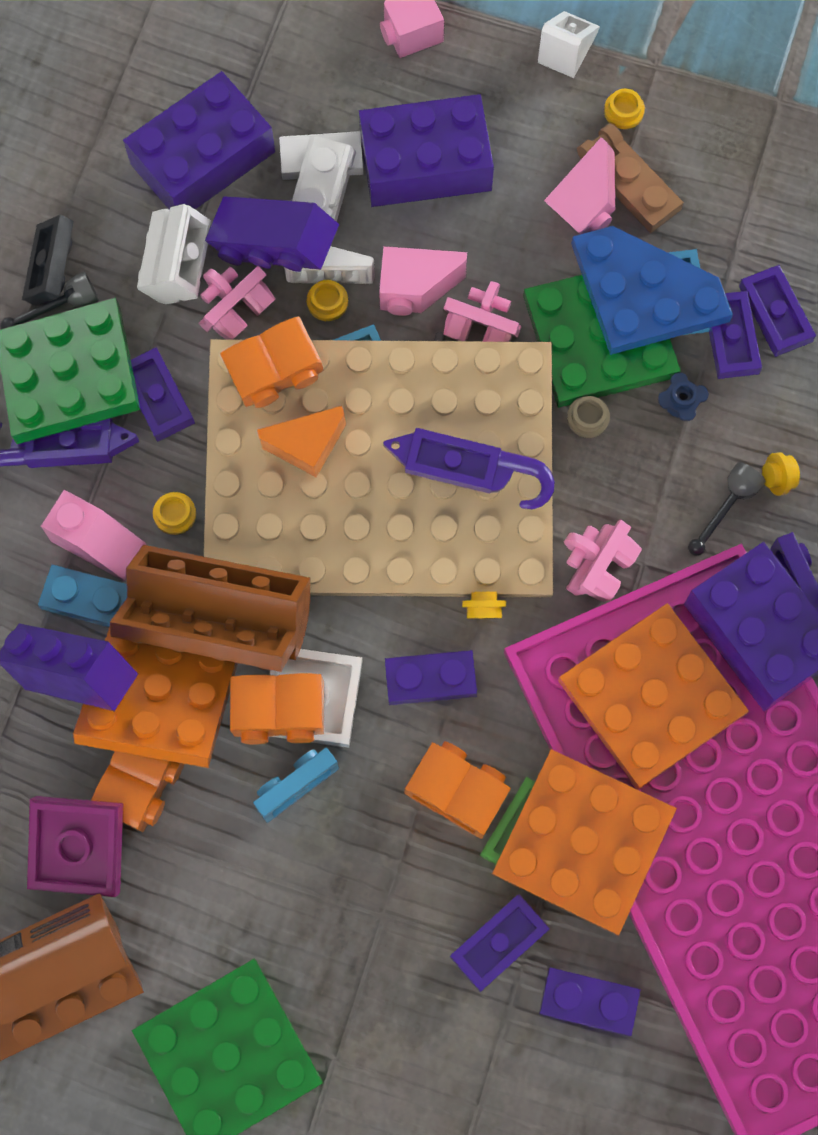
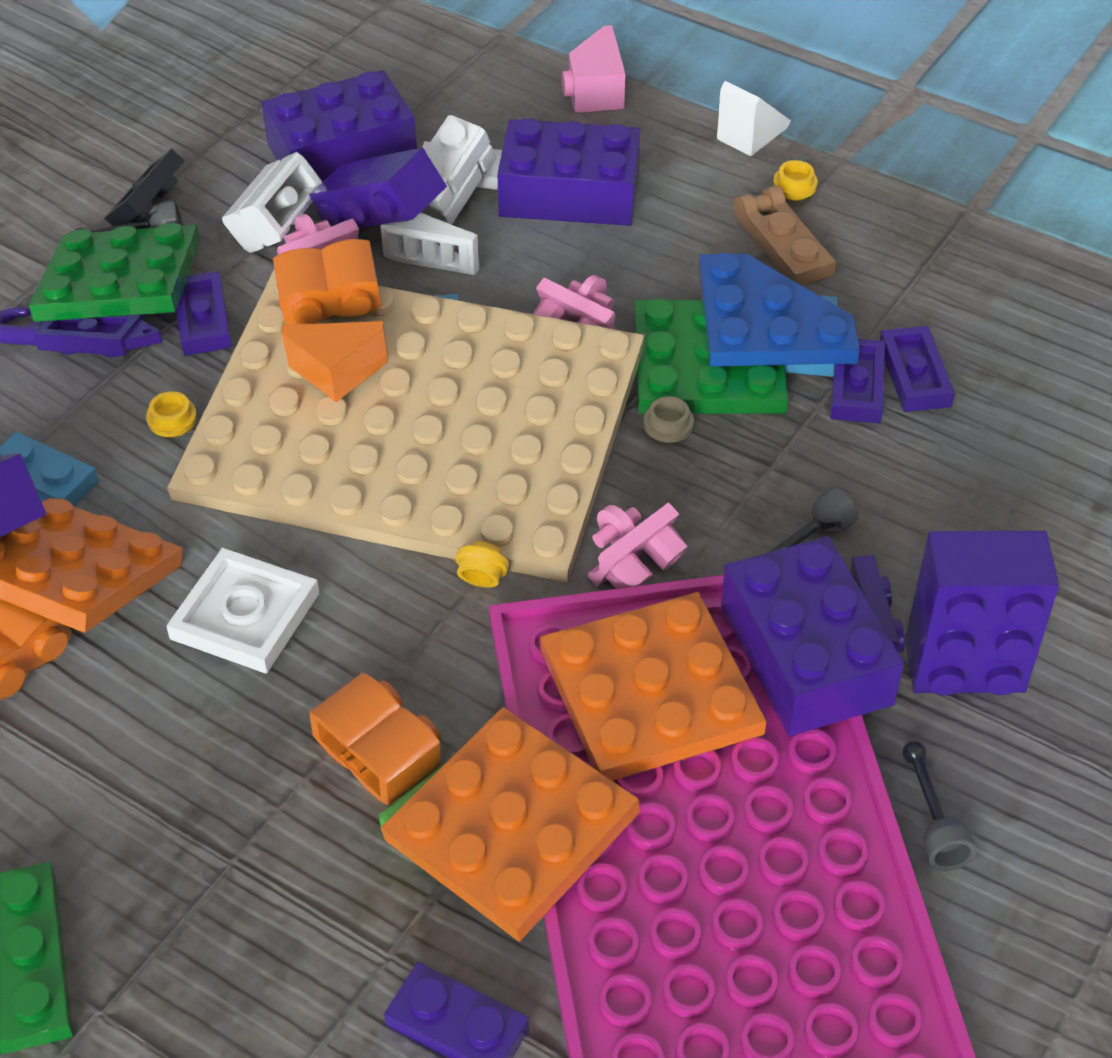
camera: 15 degrees right, 25 degrees down
(91, 534) = (71, 411): bright pink slope -> none
(213, 608) = (170, 490): dark orange brick -> none
(277, 706) = (194, 593): orange brick -> none
(310, 771) = (184, 689): dark azure plate -> none
(327, 300) = (418, 272): yellow plate -> none
(418, 278) = (514, 264): bright pink slope -> none
(430, 677) = (392, 625): dark purple plate -> none
(468, 464) = (507, 413): dark purple plate -> none
(499, 942) = (362, 918): dark purple plate -> none
(588, 191) = (731, 220): bright pink slope -> none
(682, 408) = (783, 425): dark blue plate -> none
(781, 473) = (878, 511): yellow plate -> none

